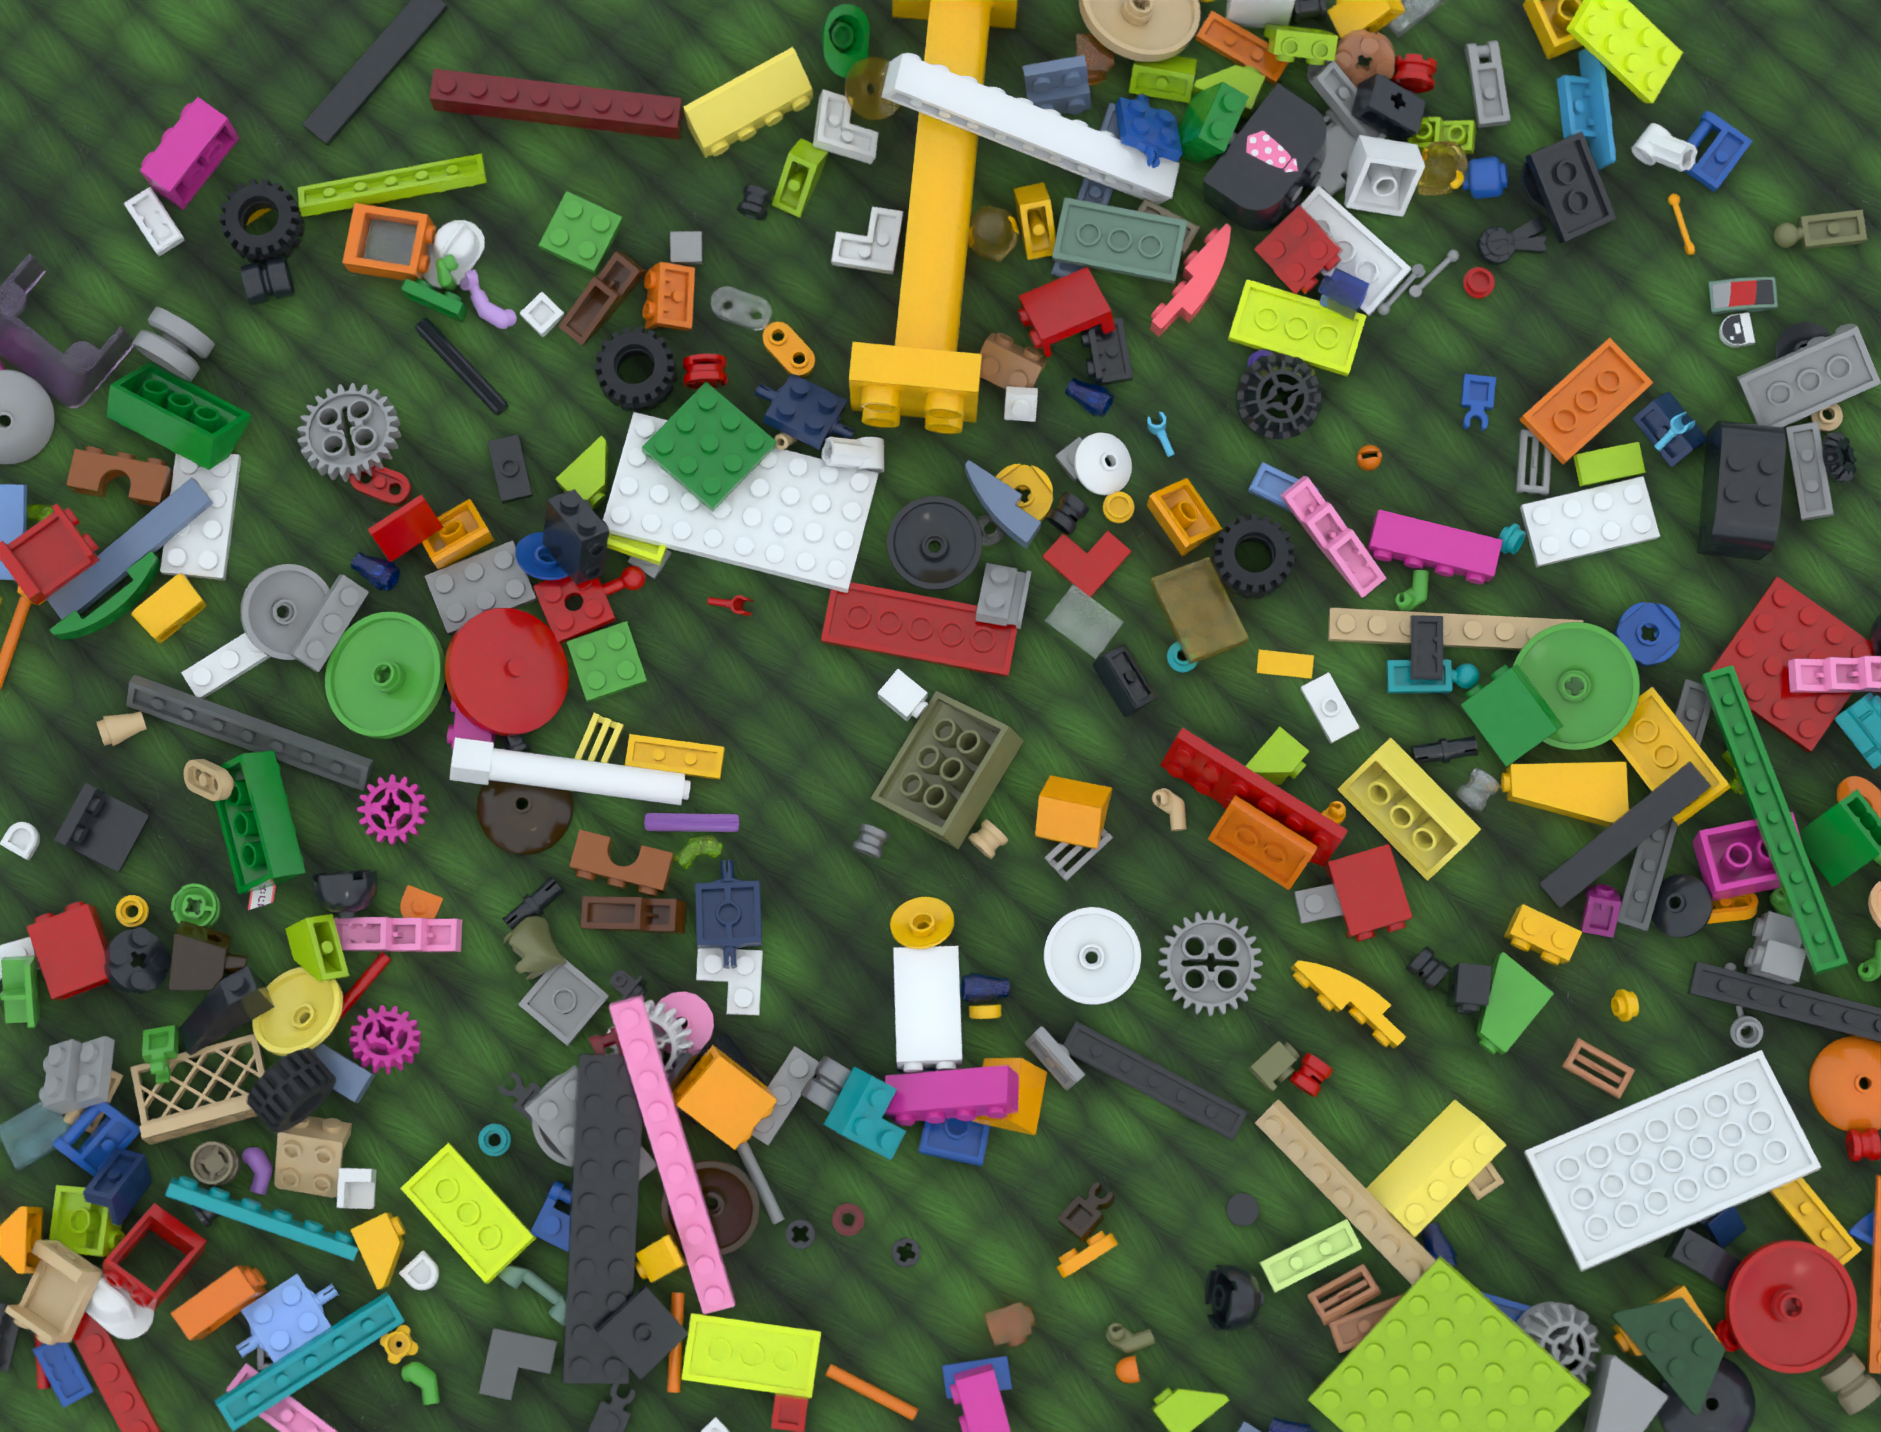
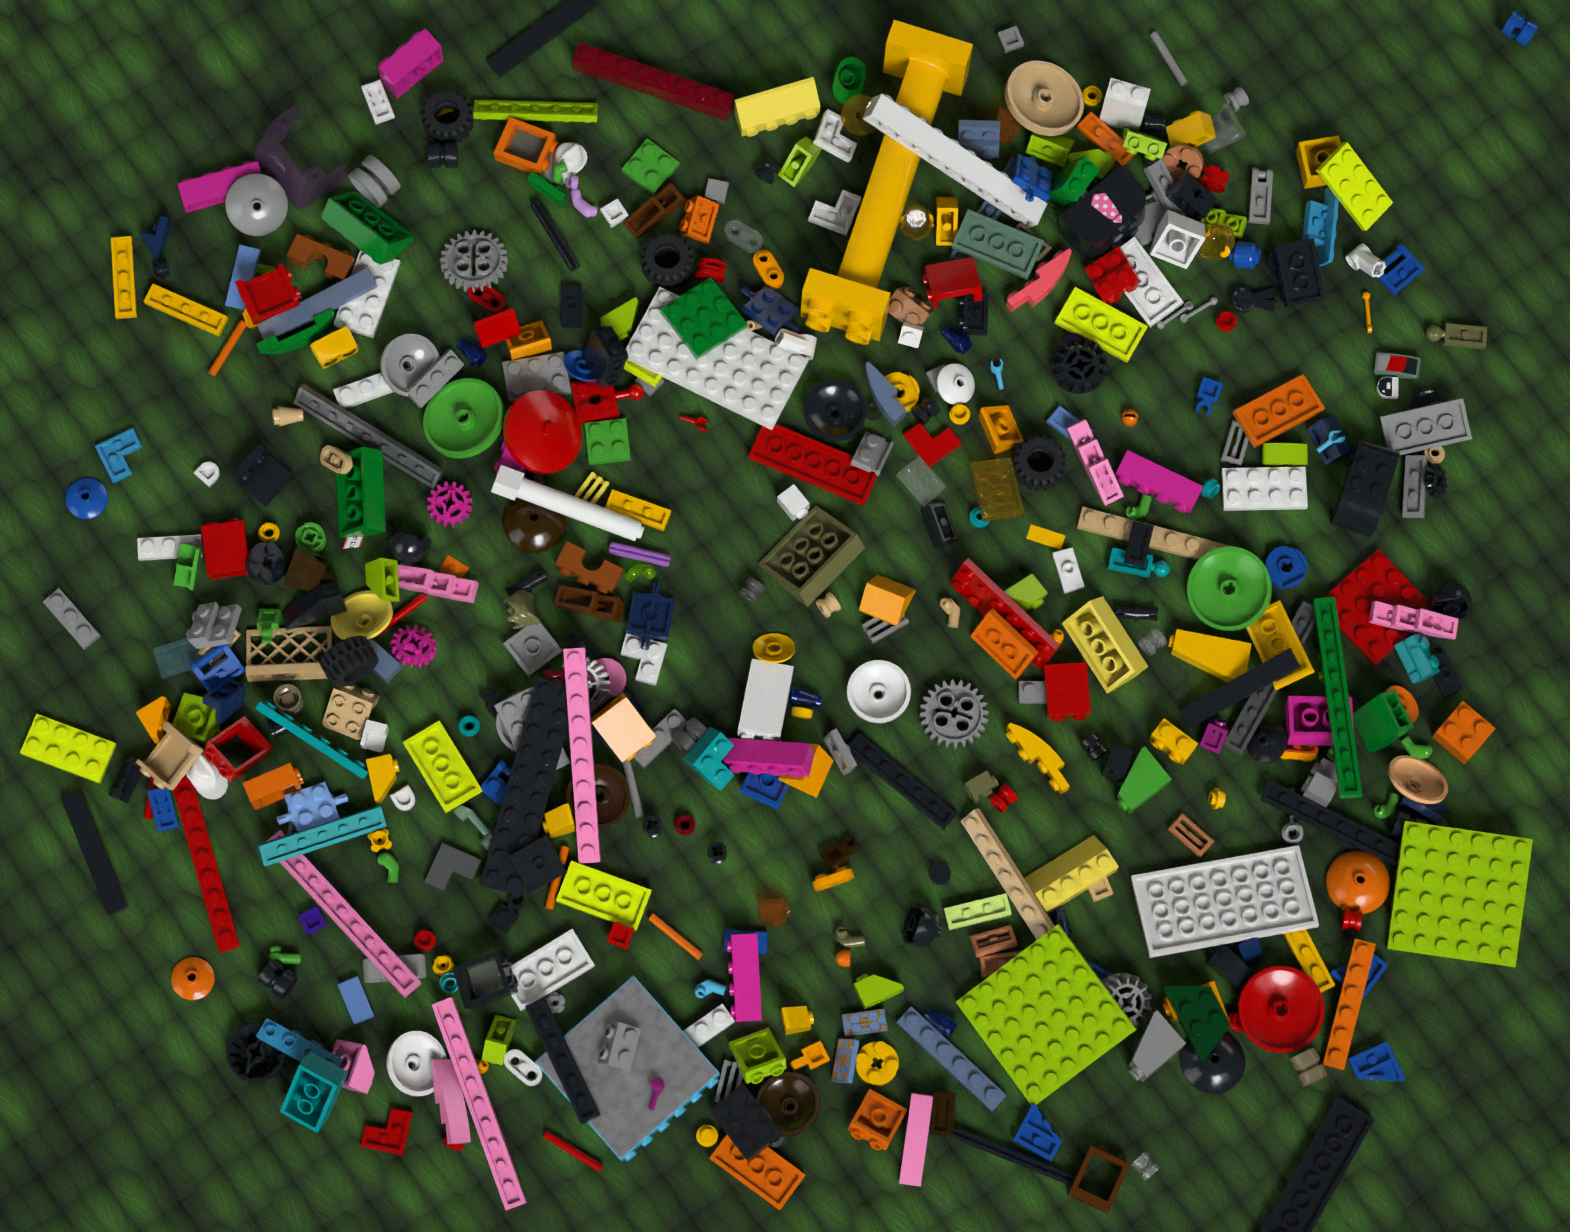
camera: 10 degrees right, 5 degrees down
(261, 1167) = (316, 711): medium lavender arm -> none
(1343, 293) = (1135, 308): clear blue brick -> none
(1511, 714) = (1184, 597): green brick -> none

